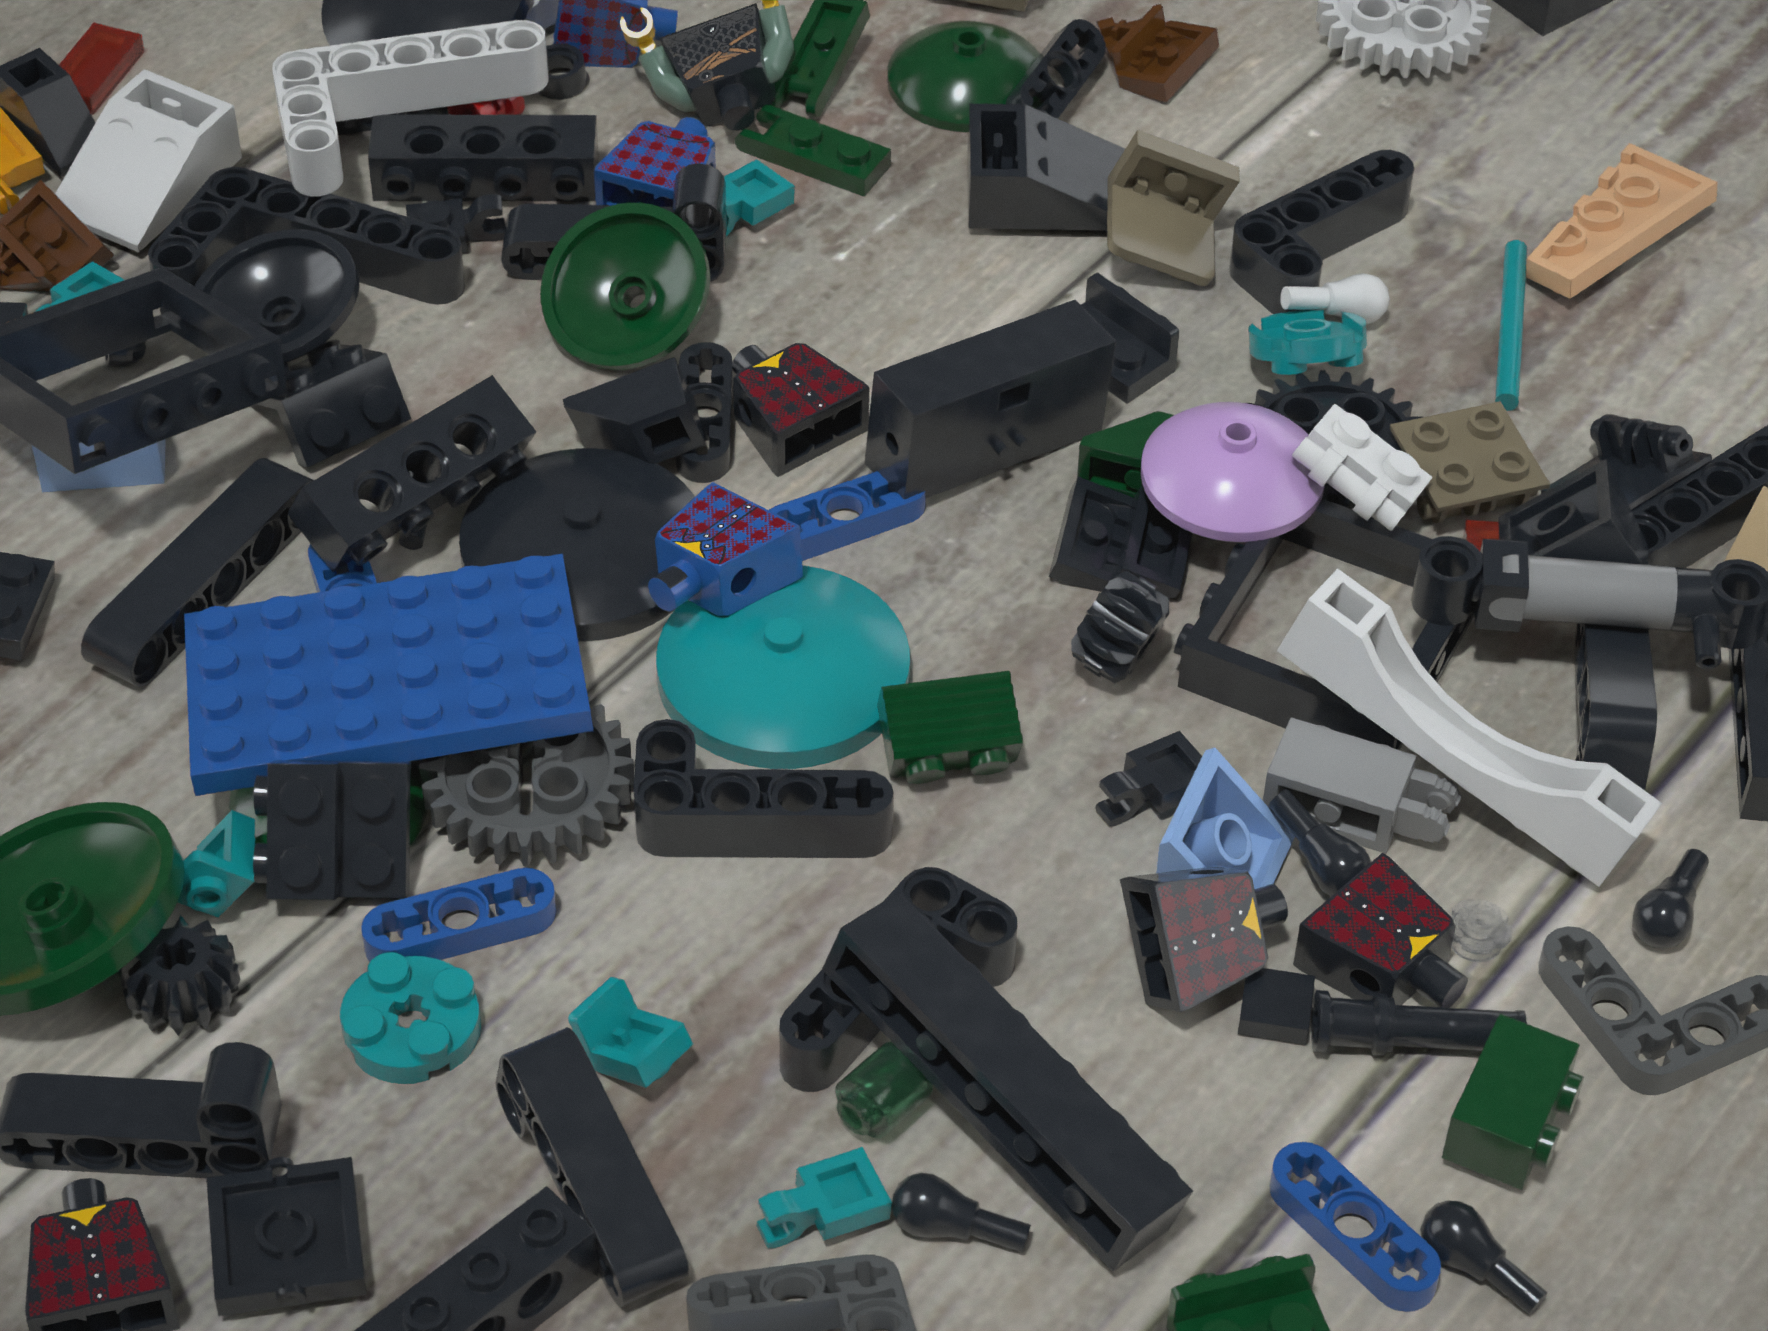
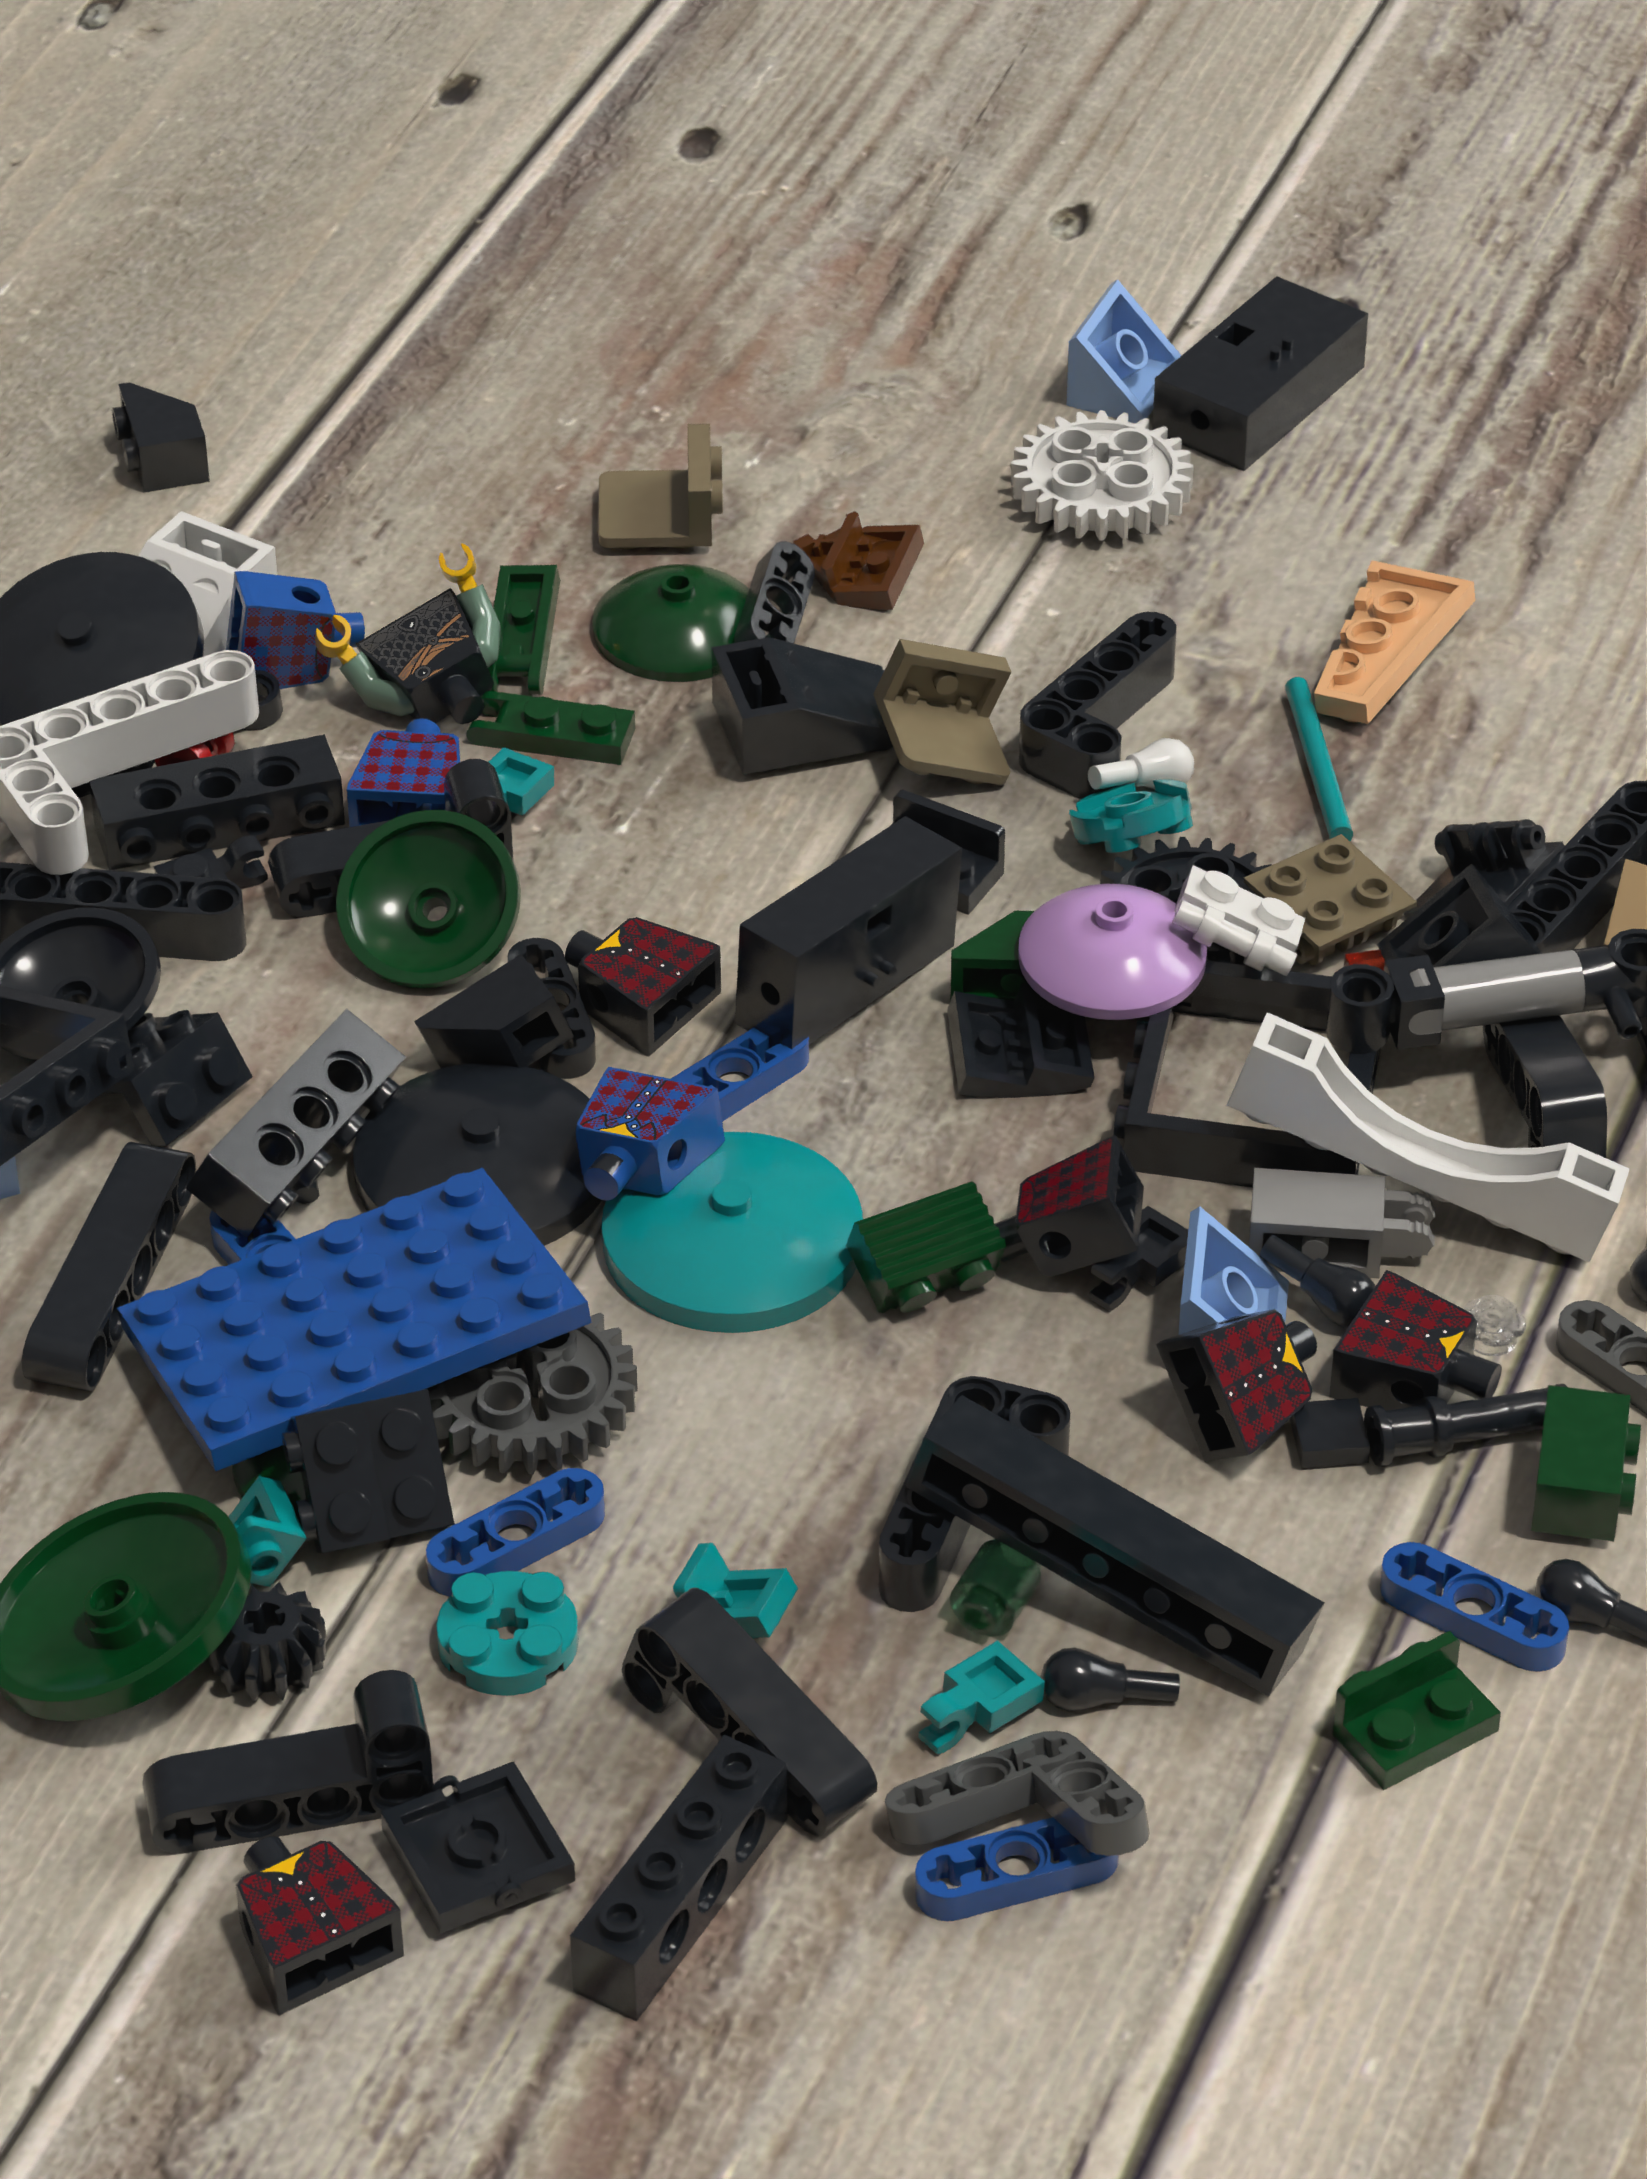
camera: 15 degrees left, 5 degrees down
(752, 810) = (760, 1369): black beam -> none
(1105, 722) = (1077, 1211): none -> black torso
(1120, 626) = (1056, 1117): black gear -> none

